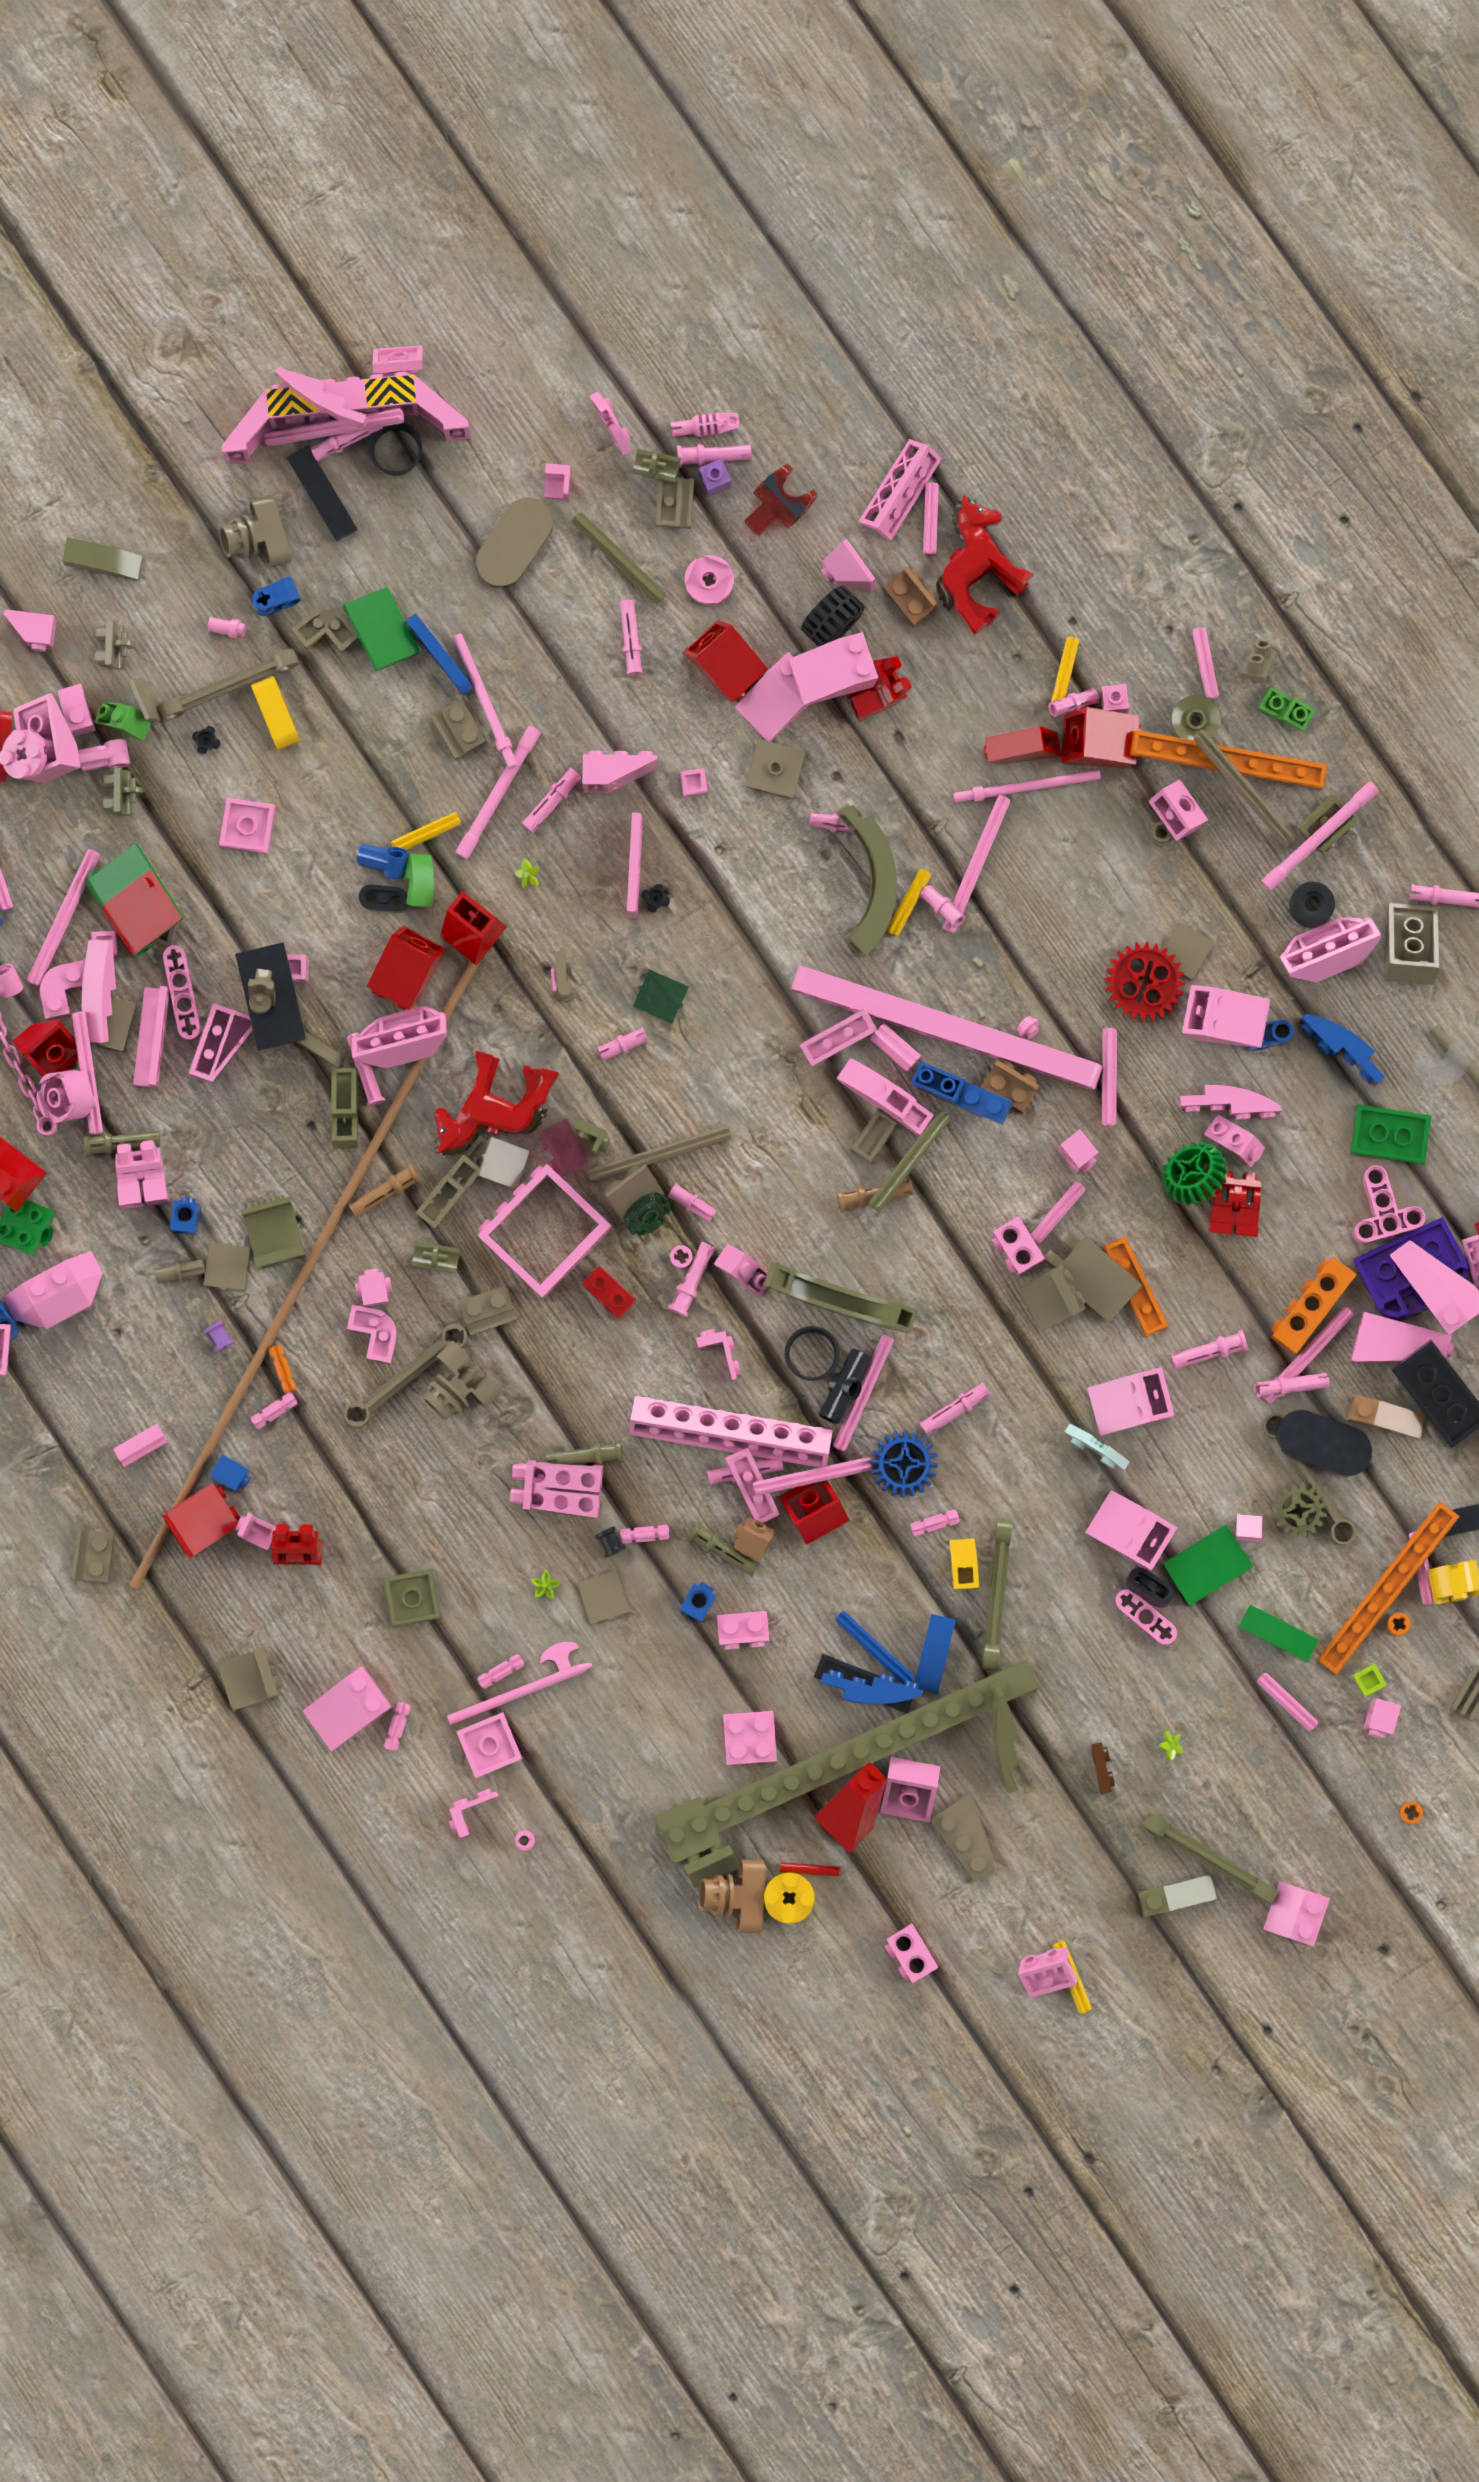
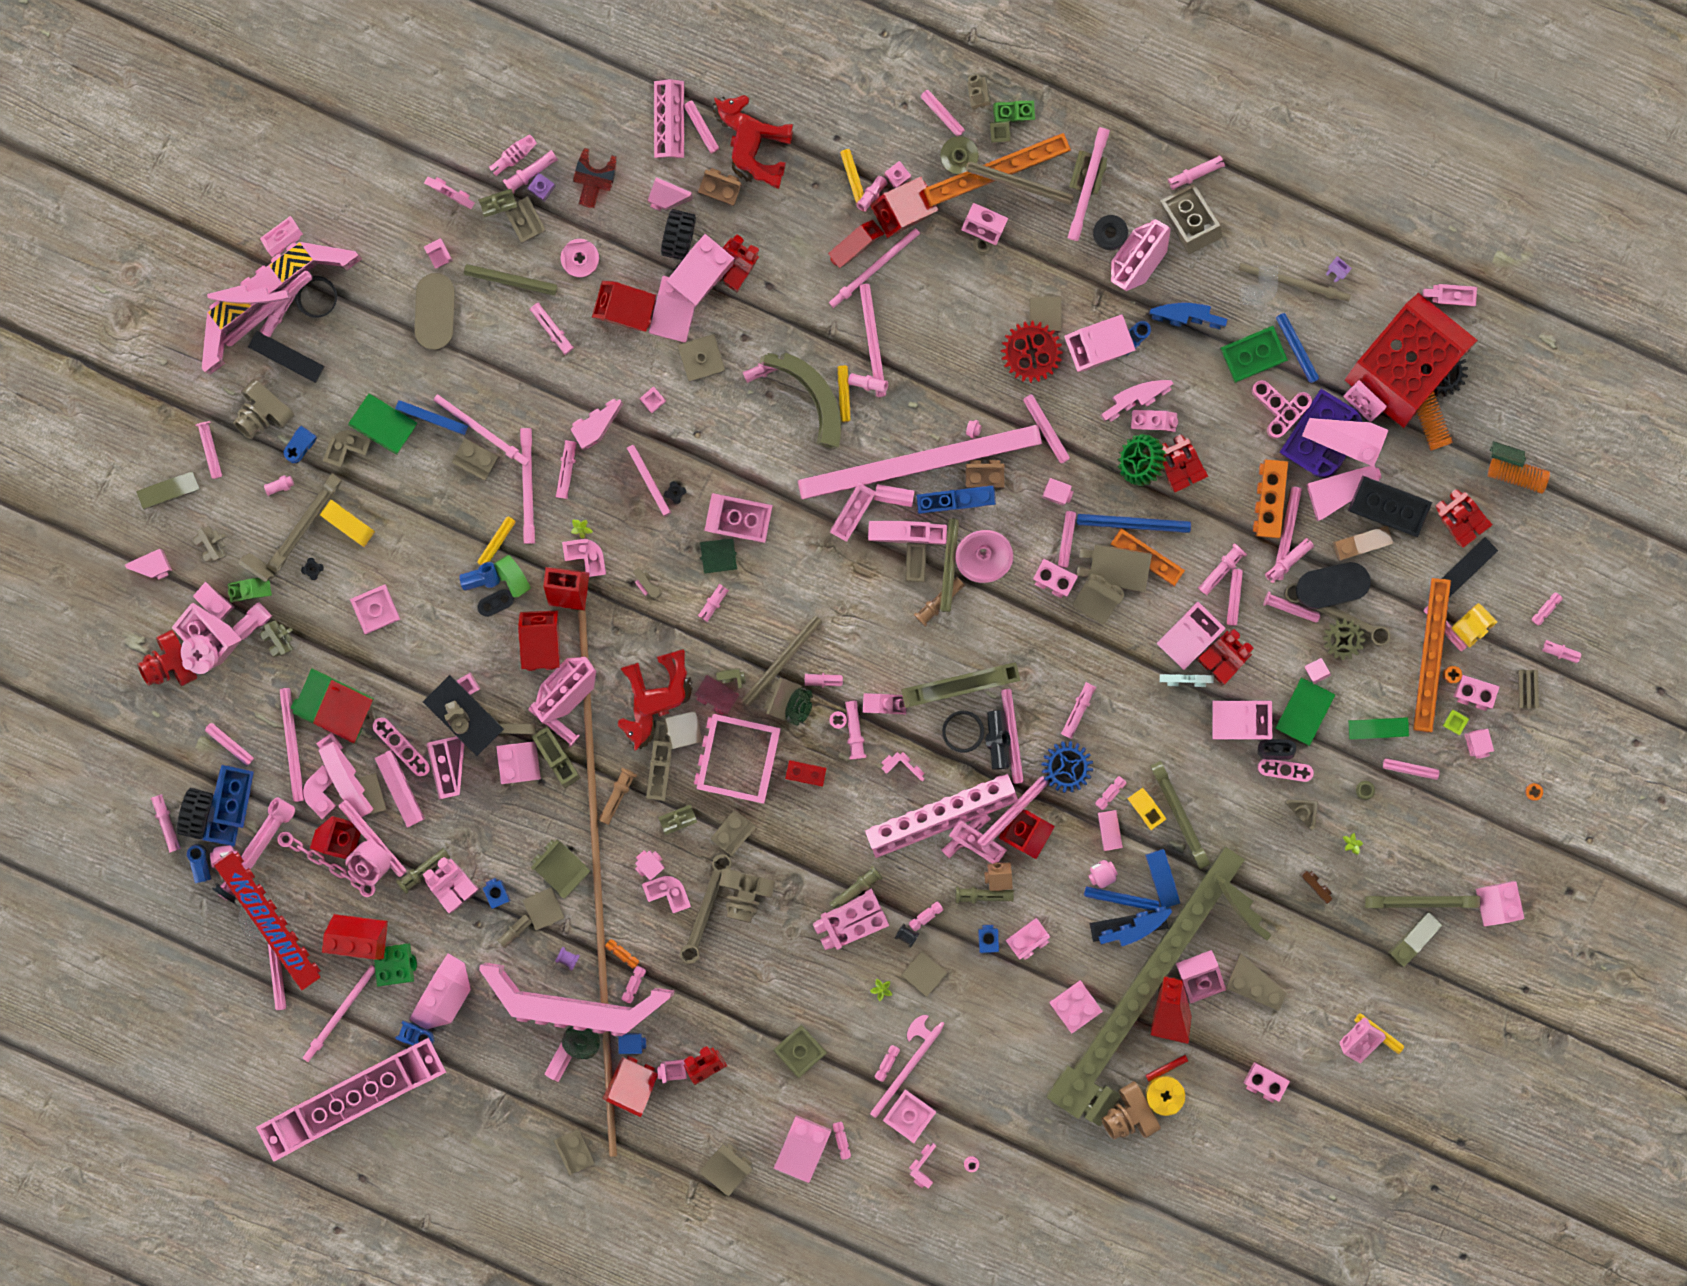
camera: 35 degrees left, 5 degrees up
(175, 542) = (209, 449): none -> bright pink axle
(176, 1437) = (580, 1043): none -> clear green tile
(189, 1399) = (569, 1011): none -> bright pink slope
(299, 1088) = (518, 762): none -> bright pink slope
(519, 902) = (588, 551): none -> bright pink plate
(708, 967) = (738, 518): none -> bright pink slope
(870, 1607) = (1103, 874): none -> bright pink head
(908, 1564) = (1110, 830): none -> bright pink slope
(948, 1186) = (986, 565): none -> bright pink dish
(1140, 1674) = (1305, 810): none -> dark tan slope
(1143, 1239) = (1134, 523): none -> blue axle
(1165, 1446) = (1231, 651): none -> red hips
(1205, 1390) = (1234, 598): none -> bright pink axle
(1221, 1694) = (1365, 790): none -> olive plate
(1257, 721) = (1000, 131): none -> olive plate
(1262, 1440) = (1292, 608): none -> bright pink axle
(1417, 1655) = (1477, 688): none -> bright pink brick
(1443, 1157) = (1297, 348): none -> blue axle

